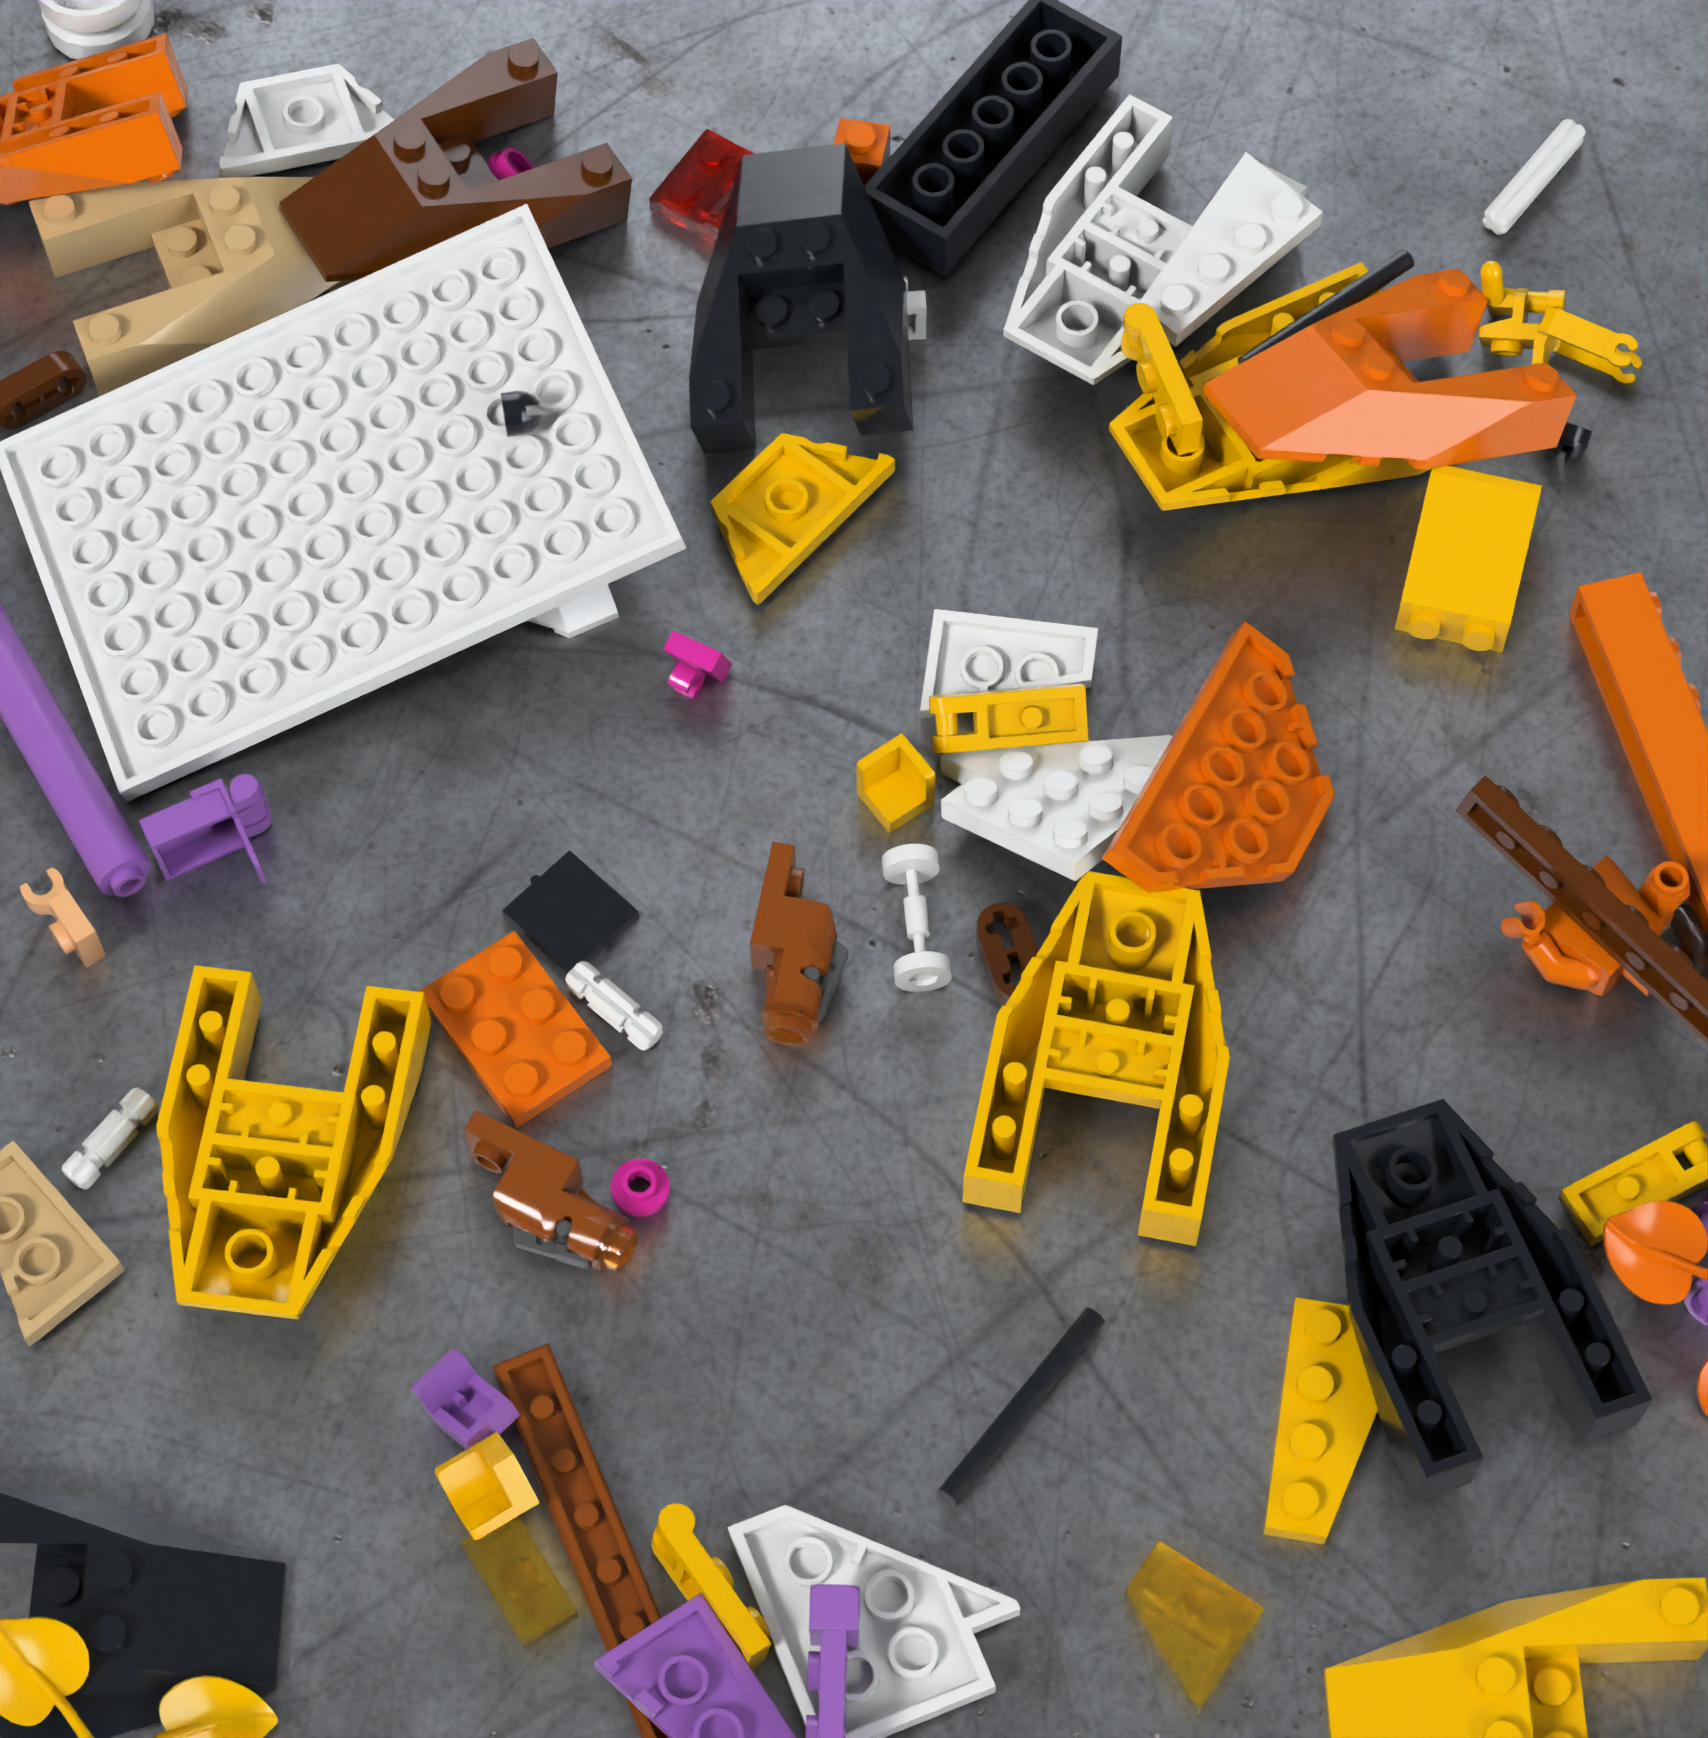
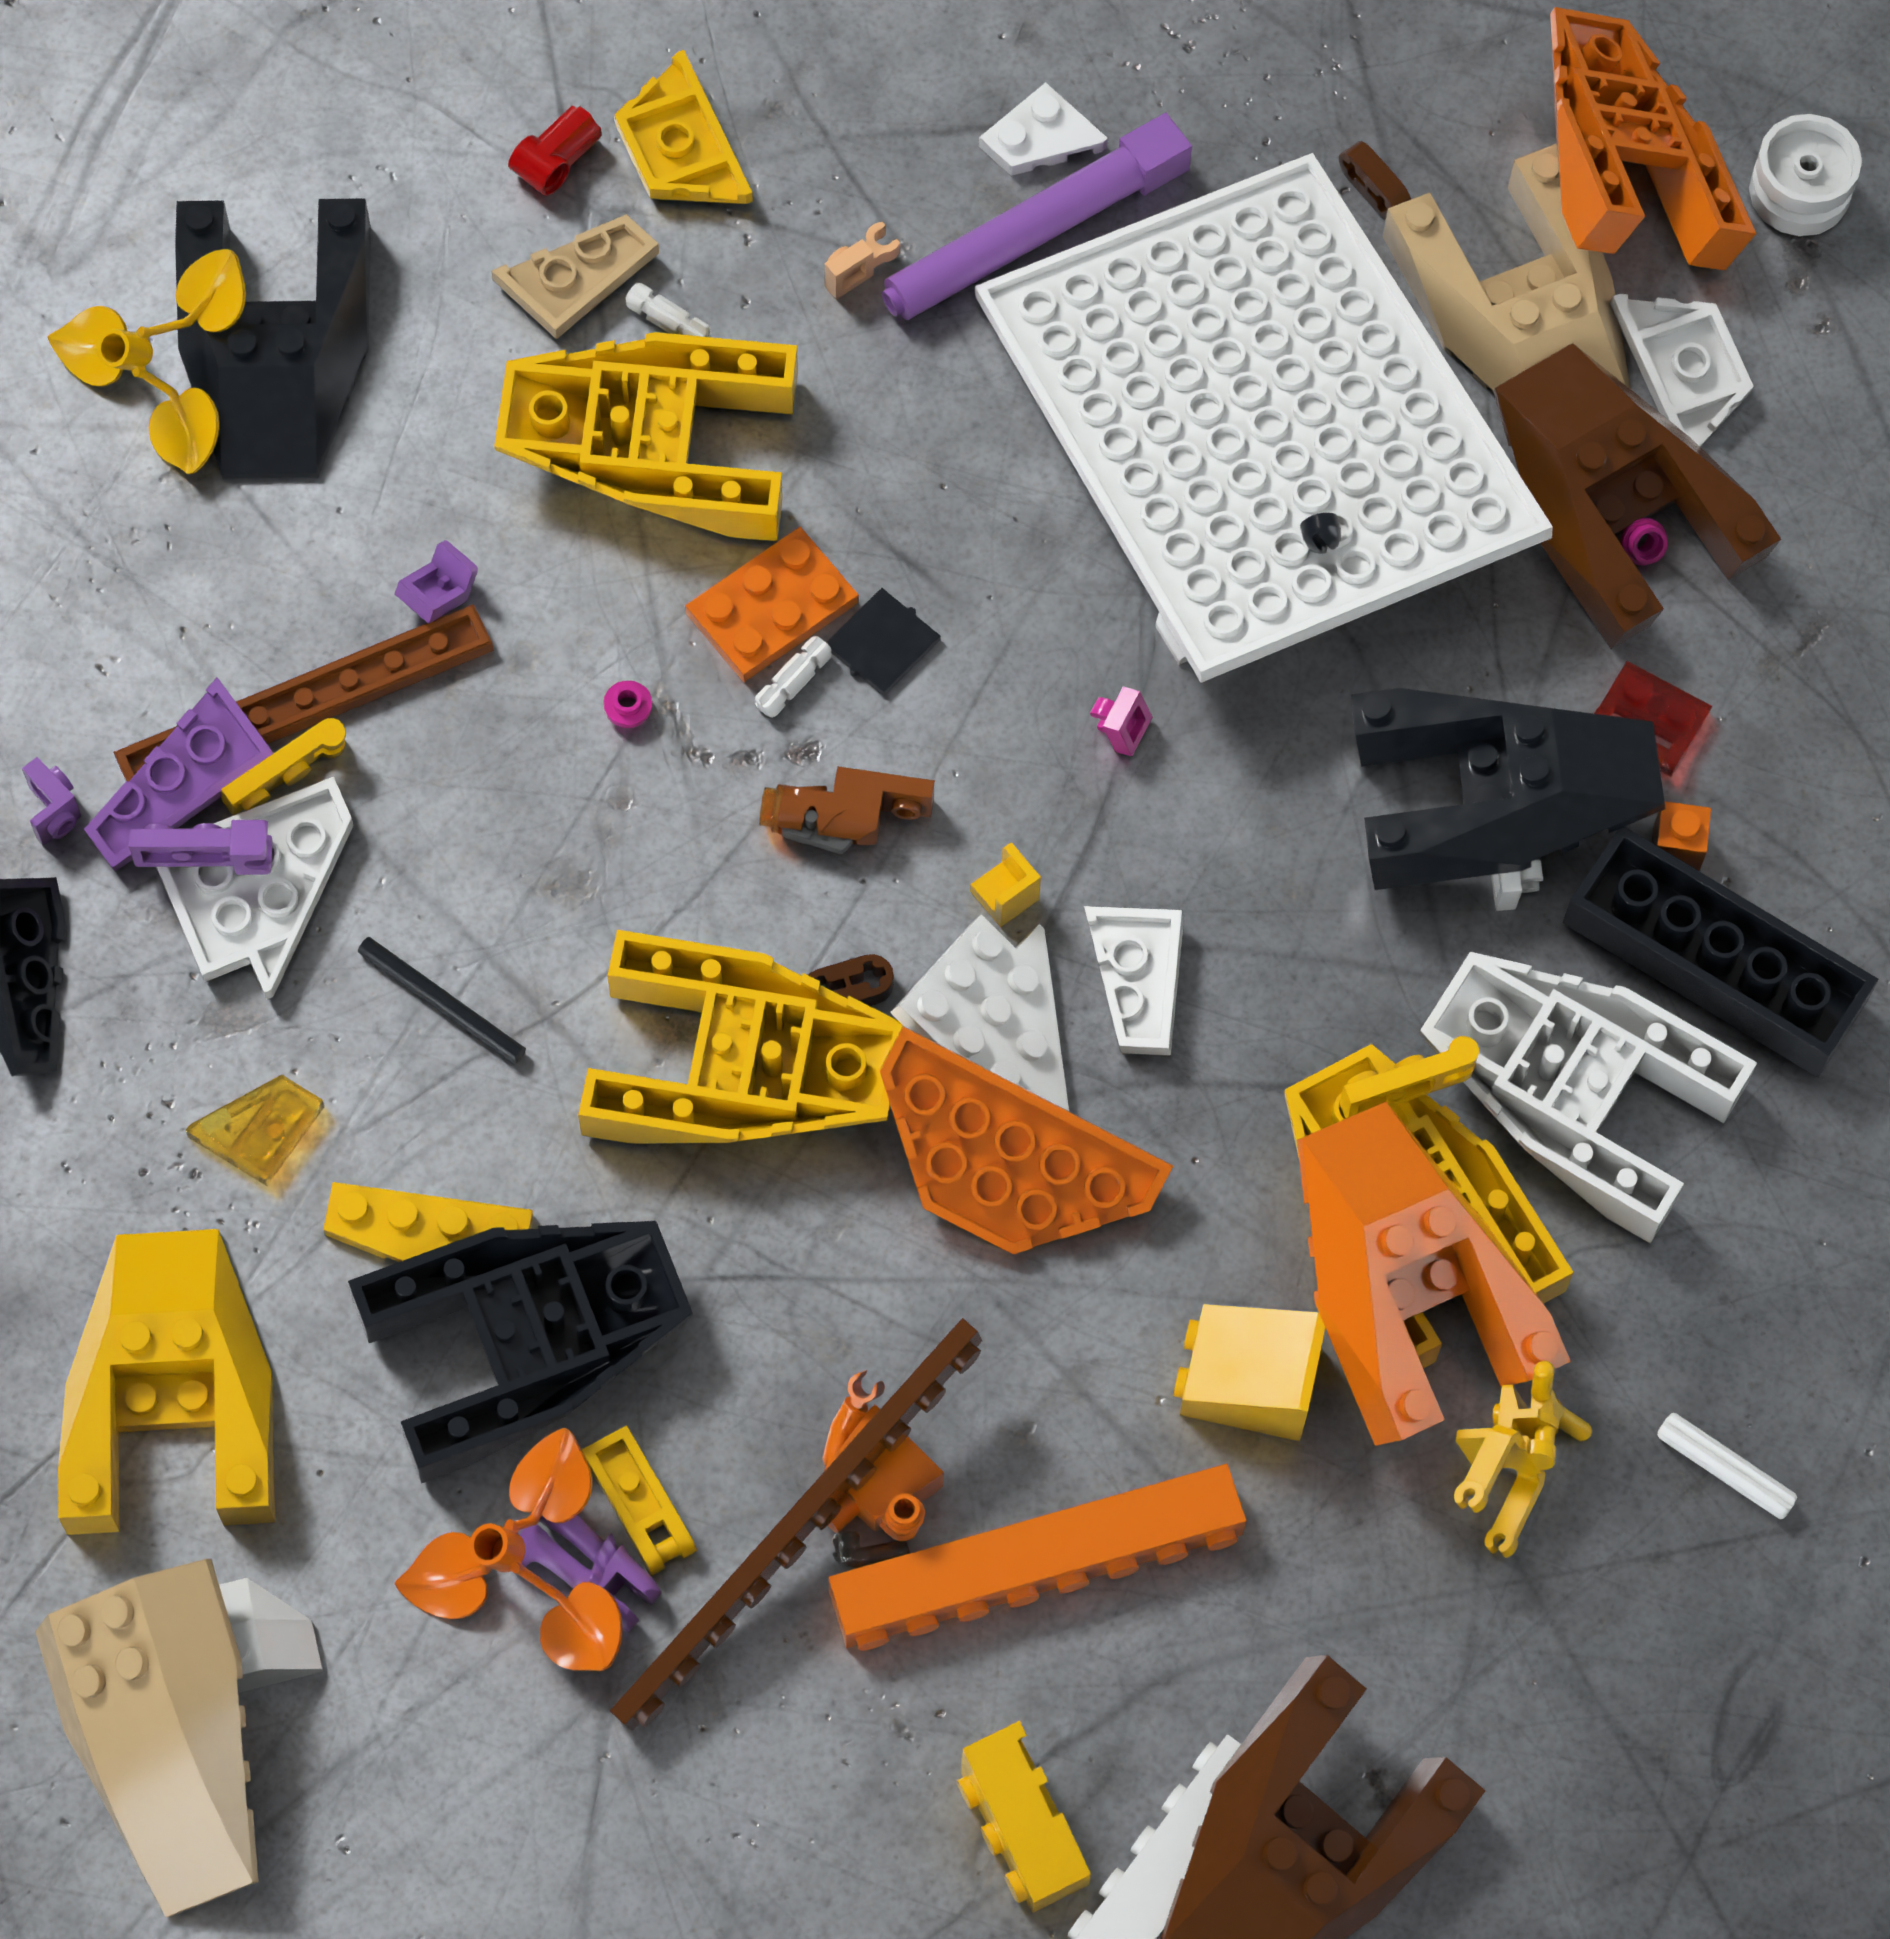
camera: 85 degrees right, 5 degrees up
(208, 826) = (940, 352): medium lavender piece -> none
(486, 1486) = (370, 605): yellow panel -> none
(520, 1582) = (298, 634): clear yellow plate -> none
(542, 1199) = (612, 630): dark orange plate -> none
(790, 505) = (1293, 793): yellow wing -> none
(910, 866) = (877, 906): white wheel -> none
(1010, 718) = (1075, 977): yellow plate -> none
(1231, 245) = (1581, 1152): white wing -> none
(1344, 298) = (1510, 1238): black bar -> none
(1573, 439) = (1412, 1478): black hinge -> none

